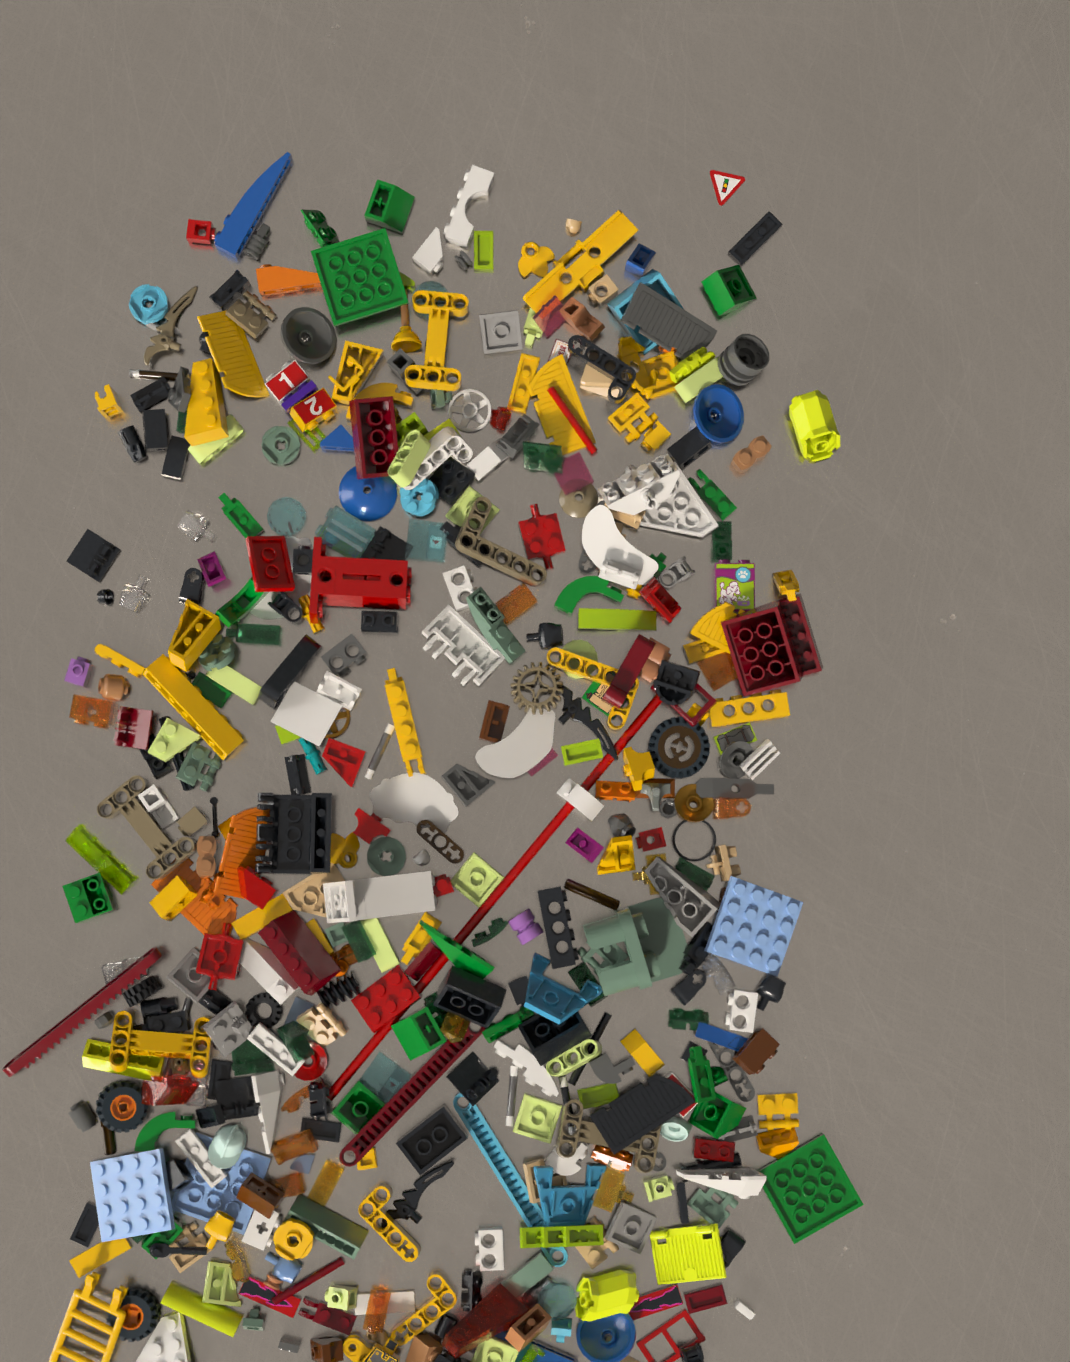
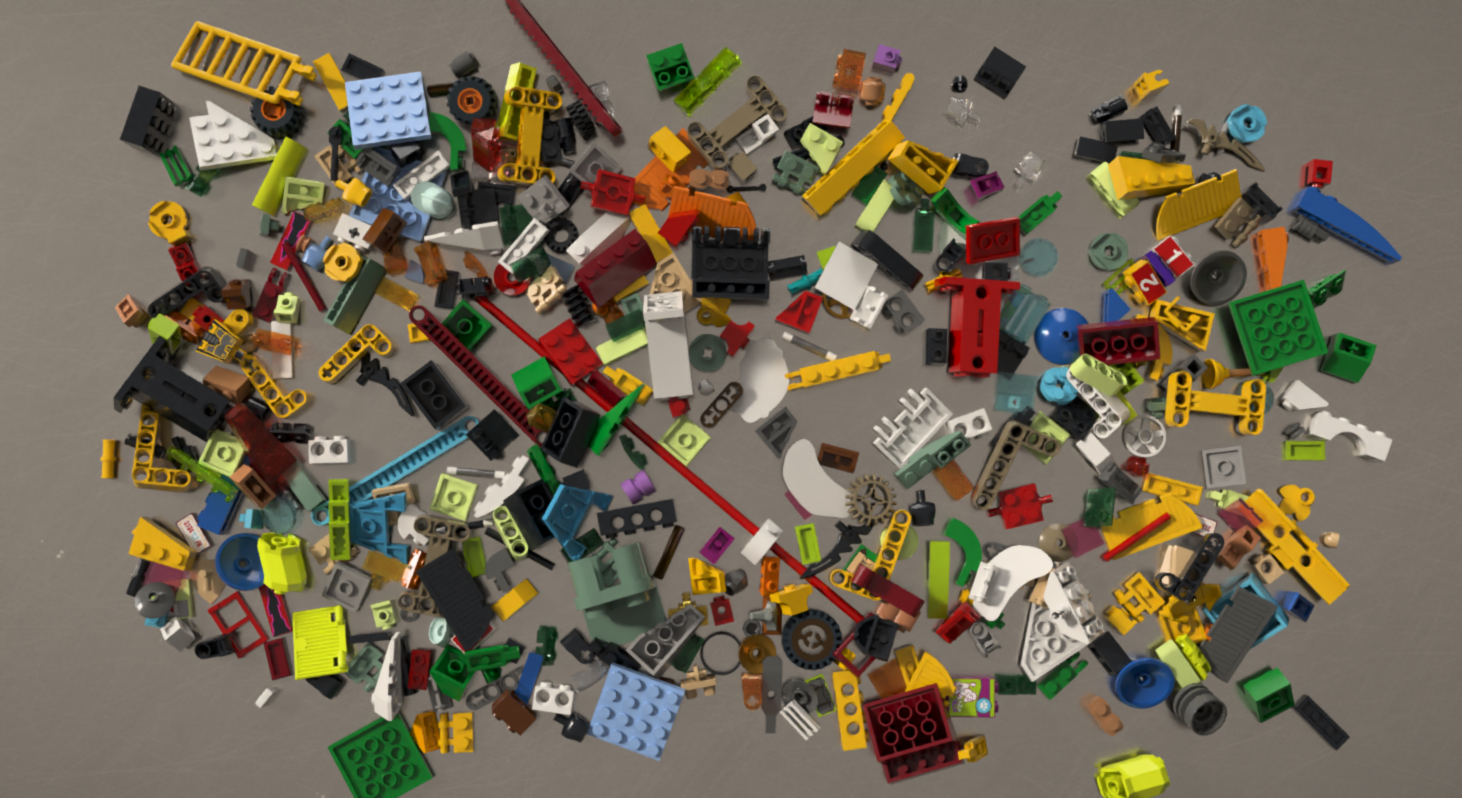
camera: 90 degrees right, 0 degrees up
(192, 1204) = (377, 166): none -> dark grey hinge
(384, 1077) = (495, 350): clear light blue tile -> none
(725, 185) = (1375, 692): sticker -> none

